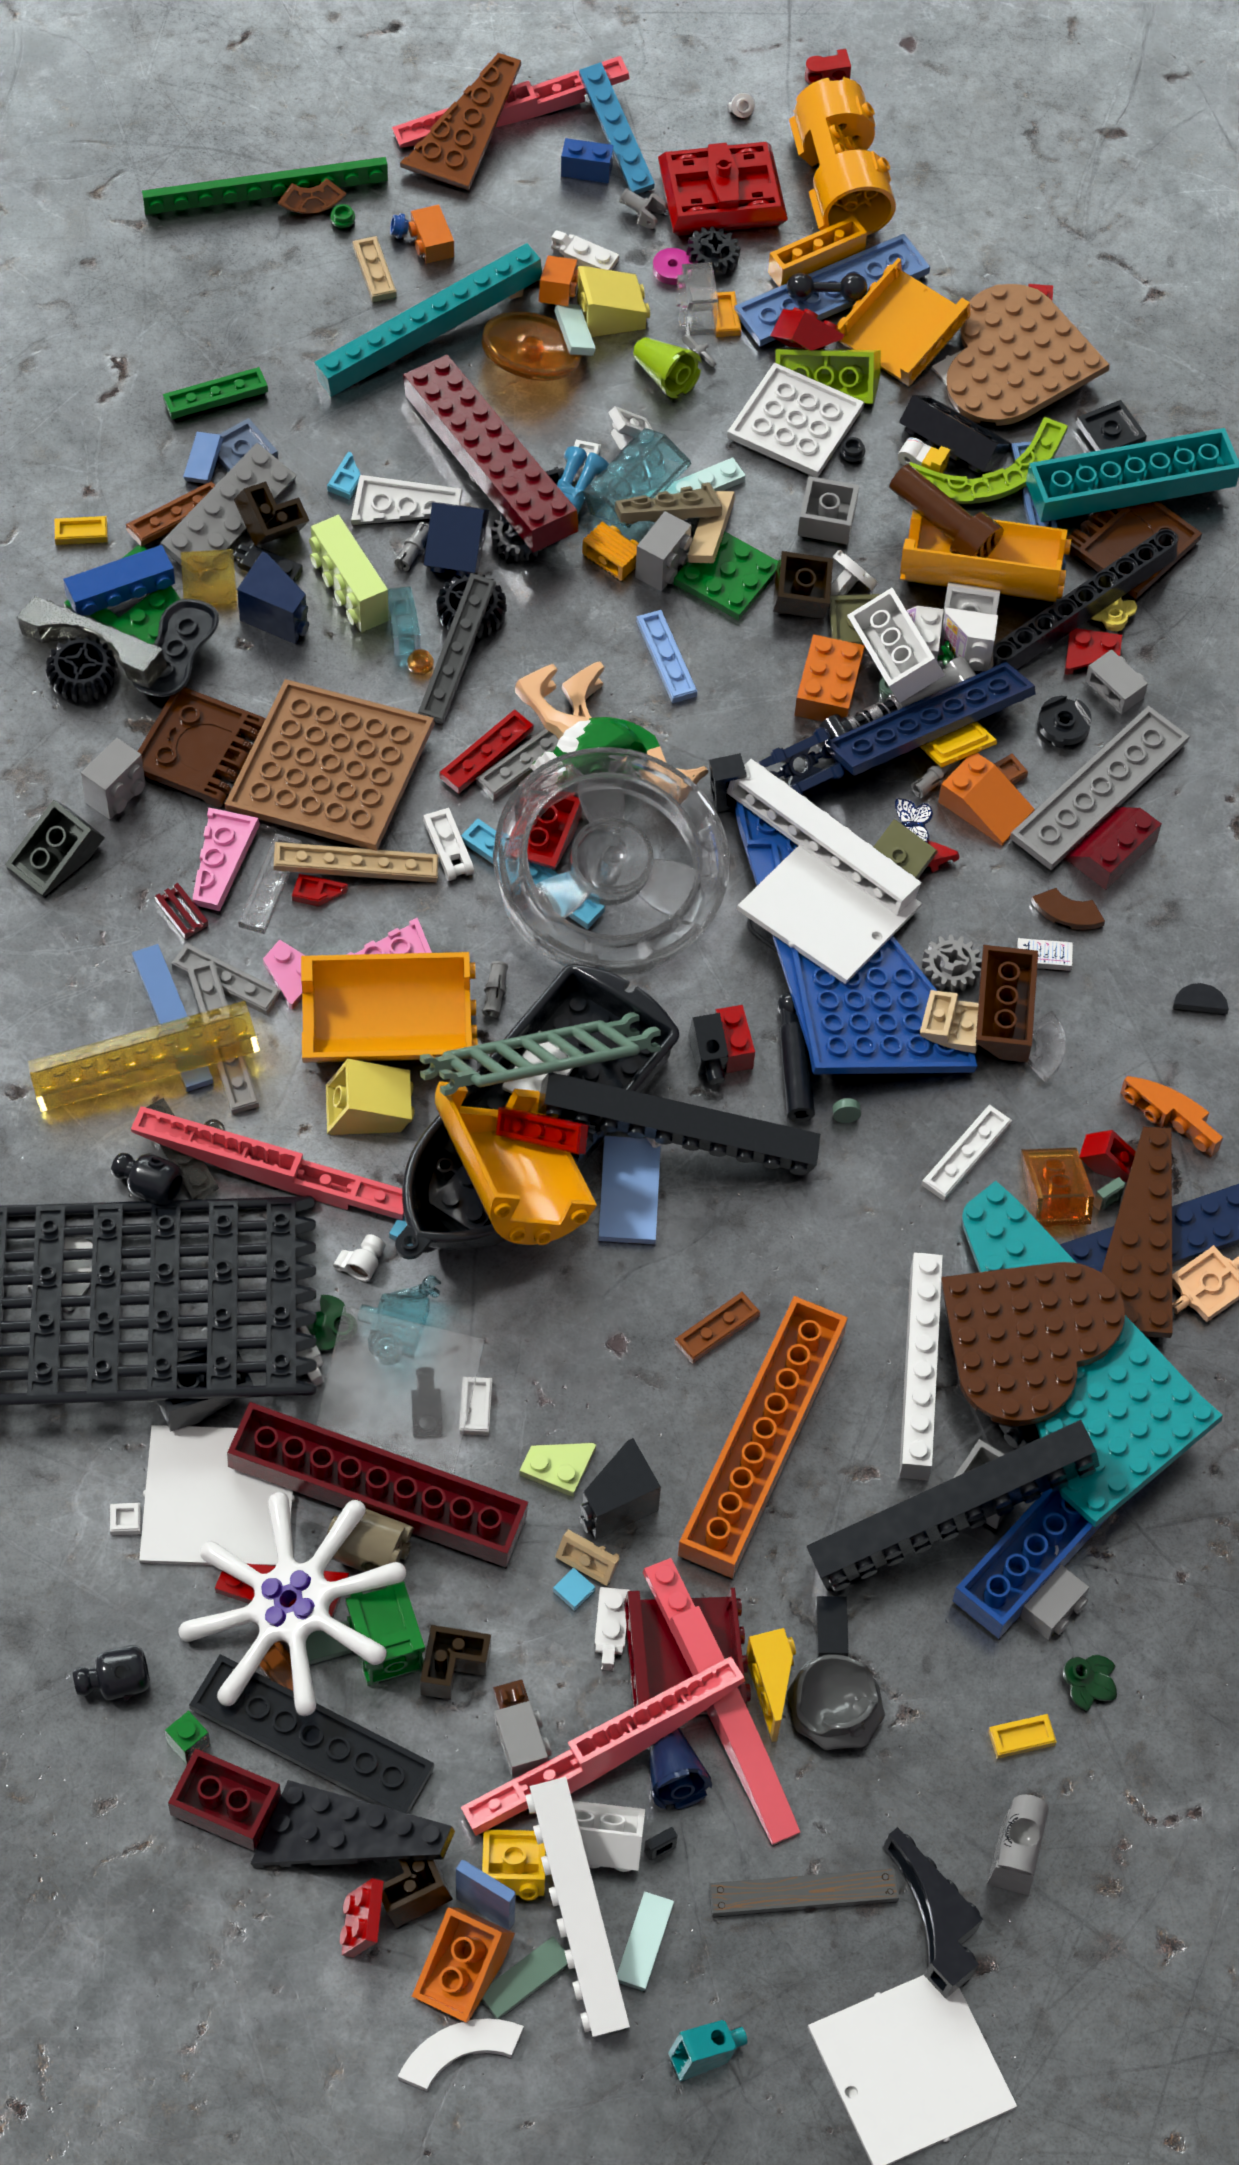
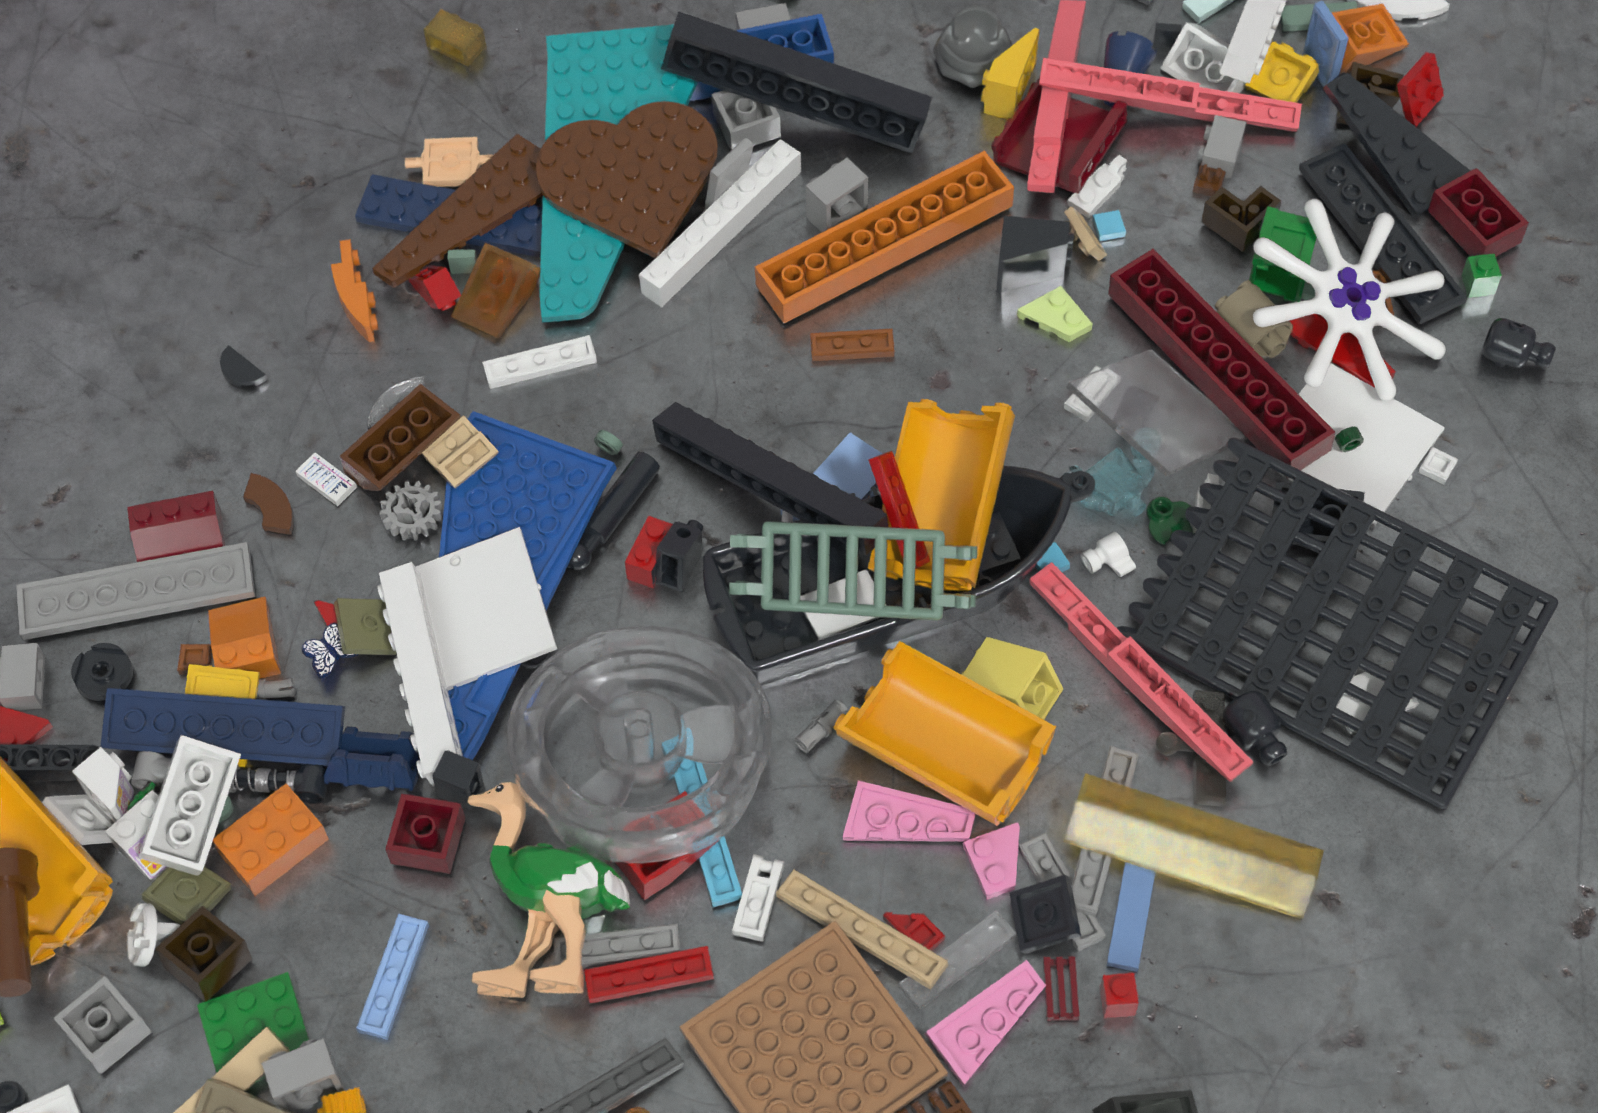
camera: 140 degrees left, 0 degrees up
(133, 921) = (1119, 995): none -> red brick
(216, 1483) = (1349, 439): none -> dark green axle
(224, 942) = (1045, 914): none -> black plate
(721, 735) = (425, 833): none -> dark red brick
(832, 1625) = (943, 96): black tile -> none
(836, 1442) = (836, 195): none -> light grey brick
(941, 1387) = (728, 171): none -> light grey tile

